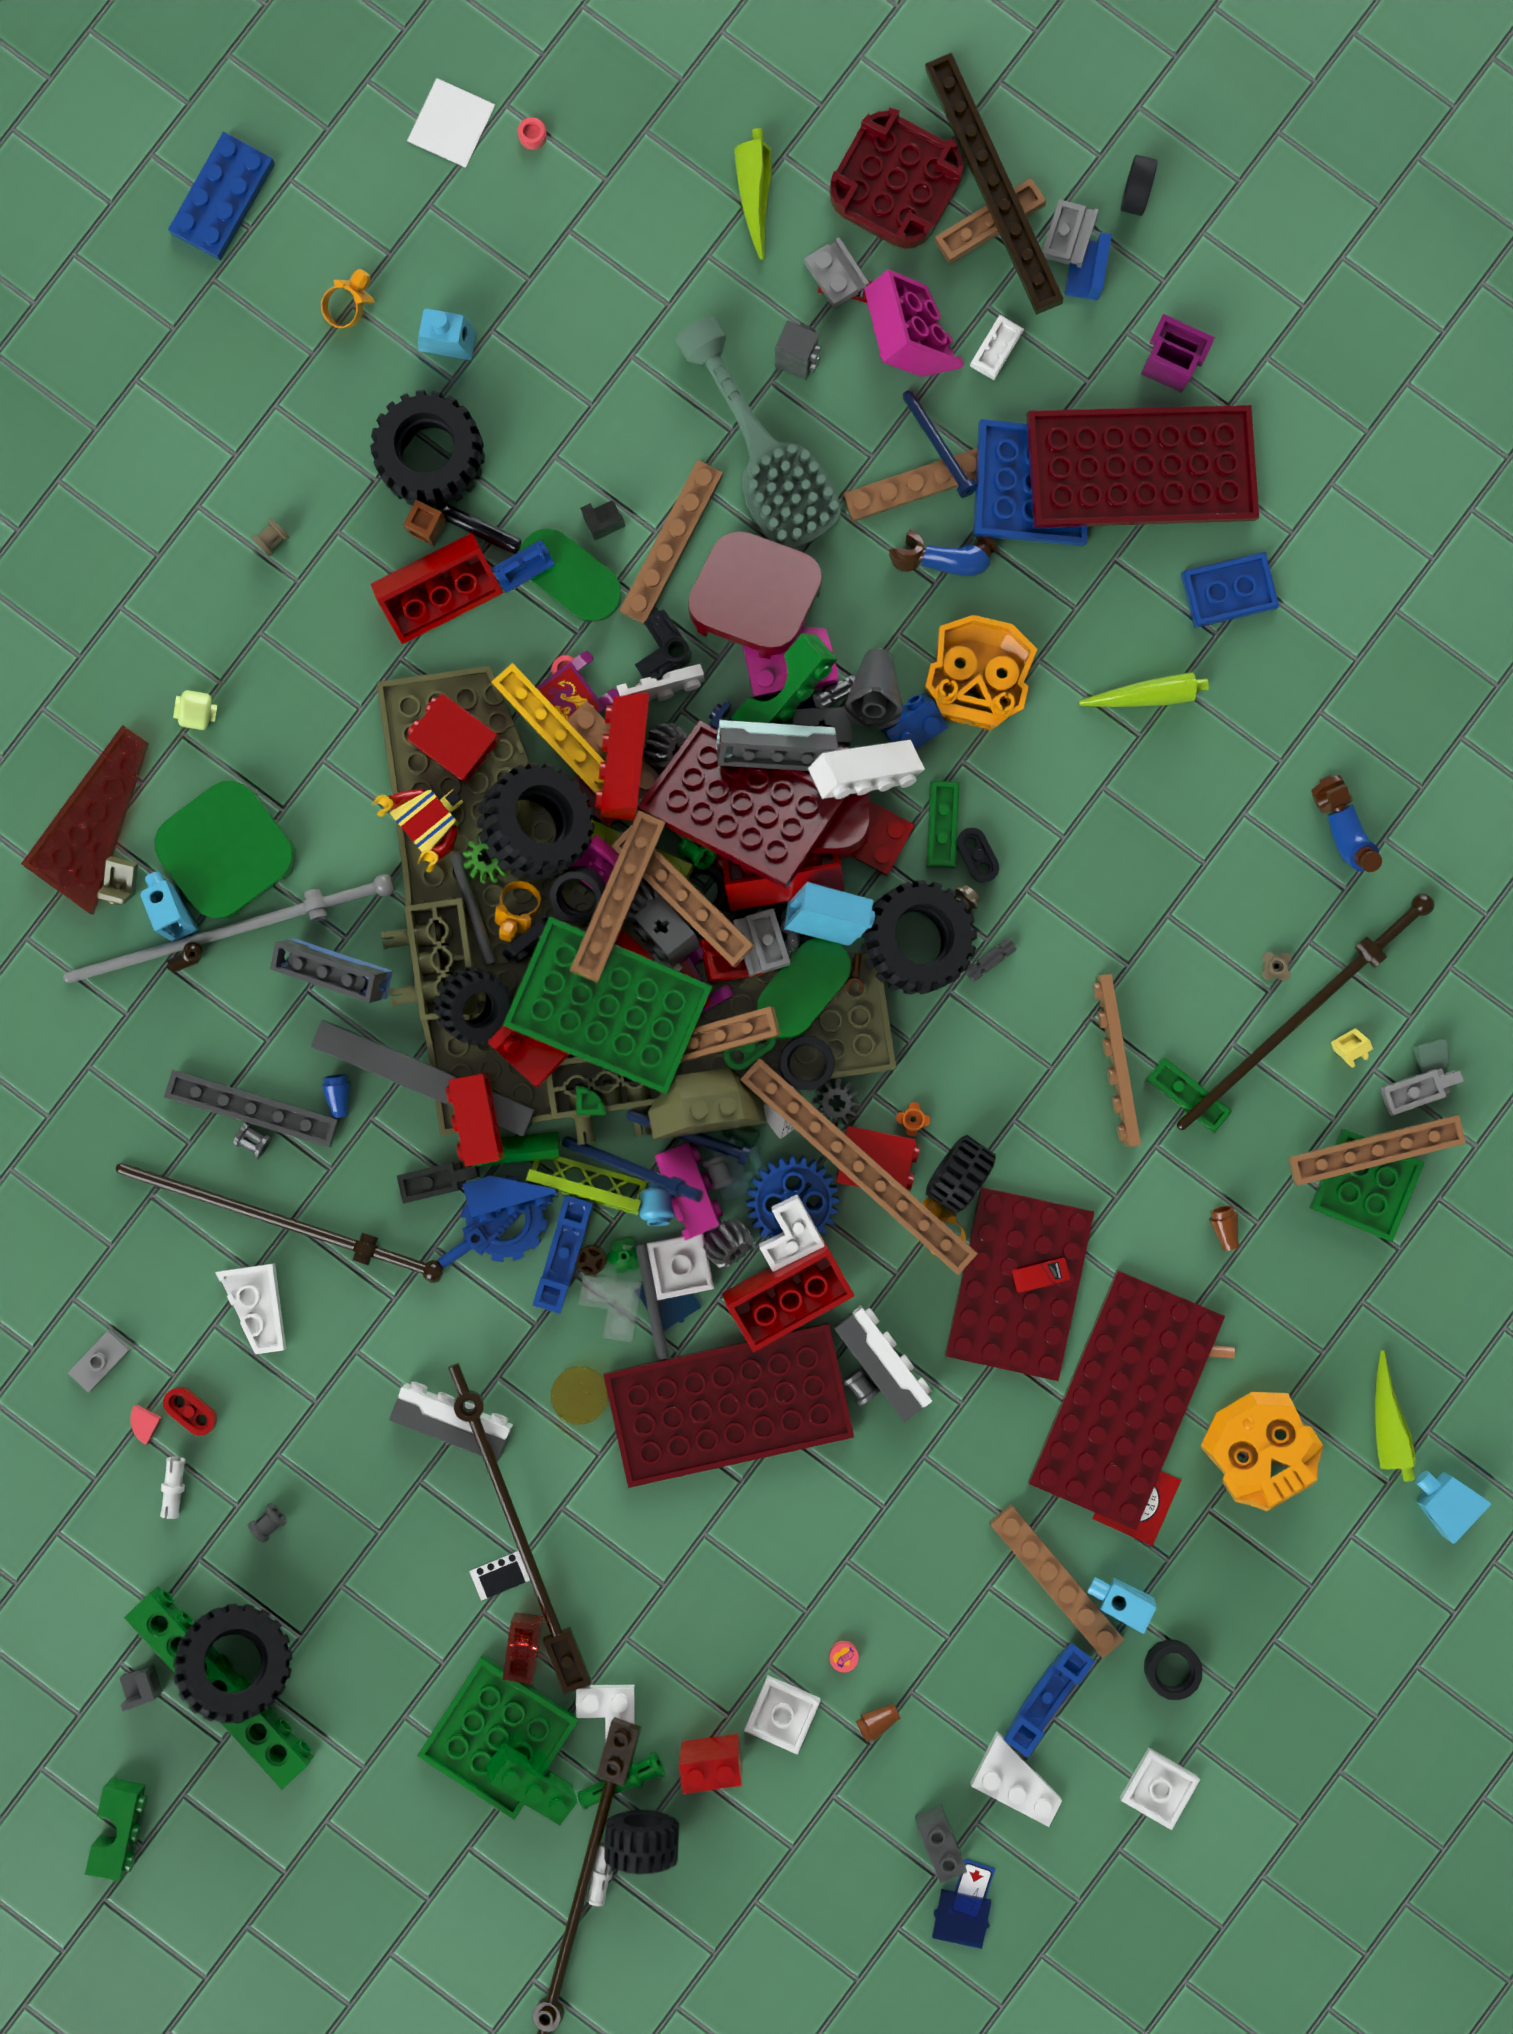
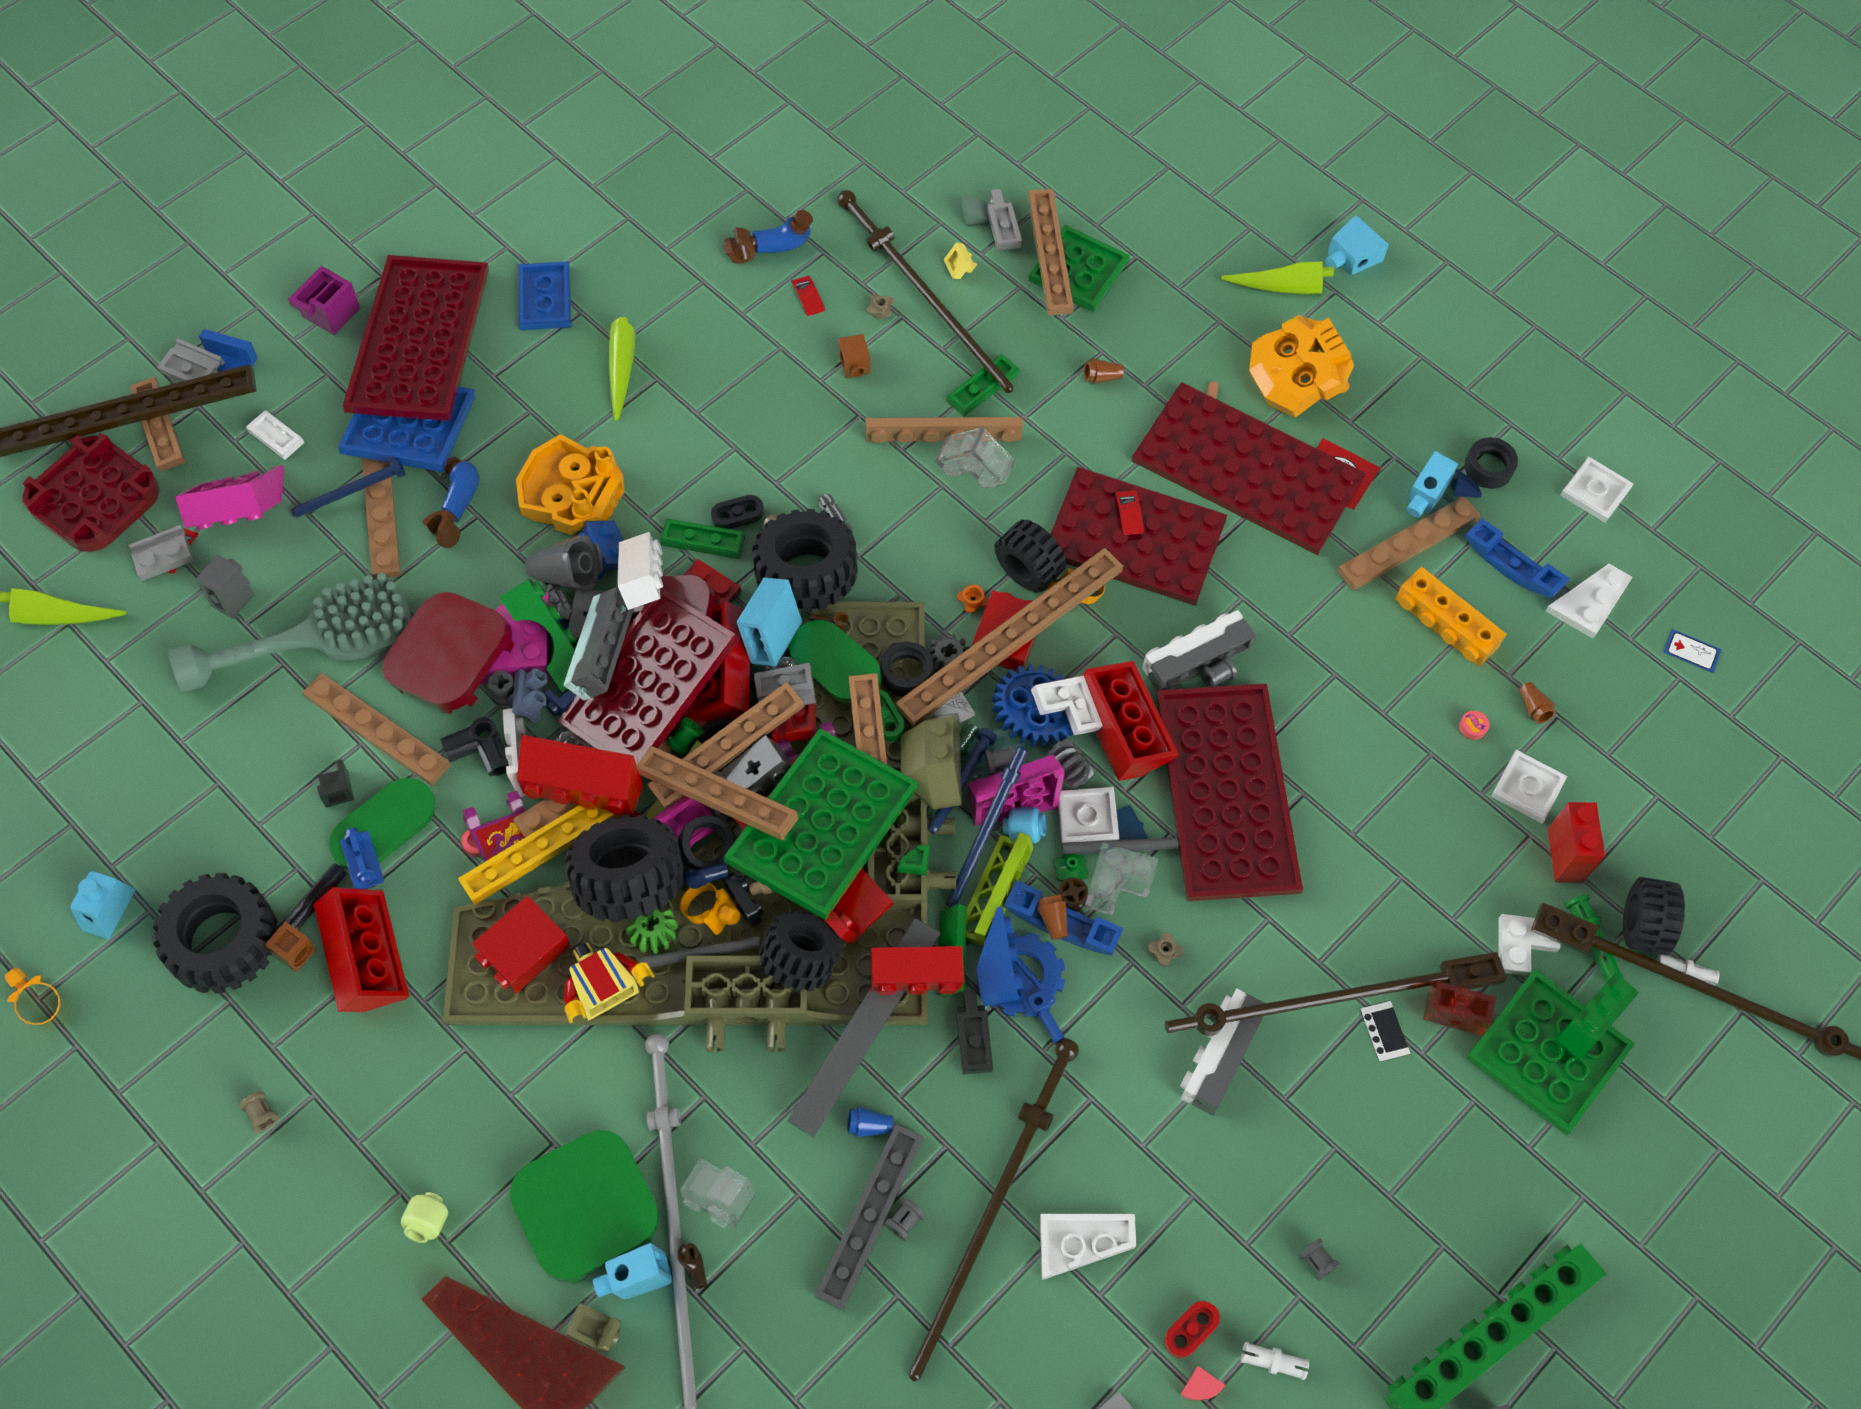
camera: 85 degrees left, 25 degrees down
(191, 1655) = (1472, 1336): black tyre -> none
(249, 970) = (718, 1192): none -> clear brick
(331, 970) = (736, 1099): dark grey piece -> none
(543, 903) = (699, 877): none -> dark blue arm
(549, 1348) = (1165, 958): none -> dark tan plate
(562, 1244) = (1054, 916): none -> dark orange cone
(579, 1395) = (1207, 928): clear yellow tile -> none
(722, 684) = (528, 694): none -> sand blue hips
(726, 663) = (496, 682): none -> dark grey bush
(940, 1844) = (1649, 663): dark grey brick -> none
(961, 1918) = (1719, 661): clear blue piece -> none
(966, 1628) = (1450, 616): none -> light orange brick
(1079, 1099) = (975, 454): none -> clear brick
(1136, 1643) = (1464, 486): none -> dark blue slope
(1139, 185) = (167, 304): black tyre -> none
(1199, 948) = (854, 355): none -> dark orange brick
(1281, 882) = (808, 295): none -> red sticker

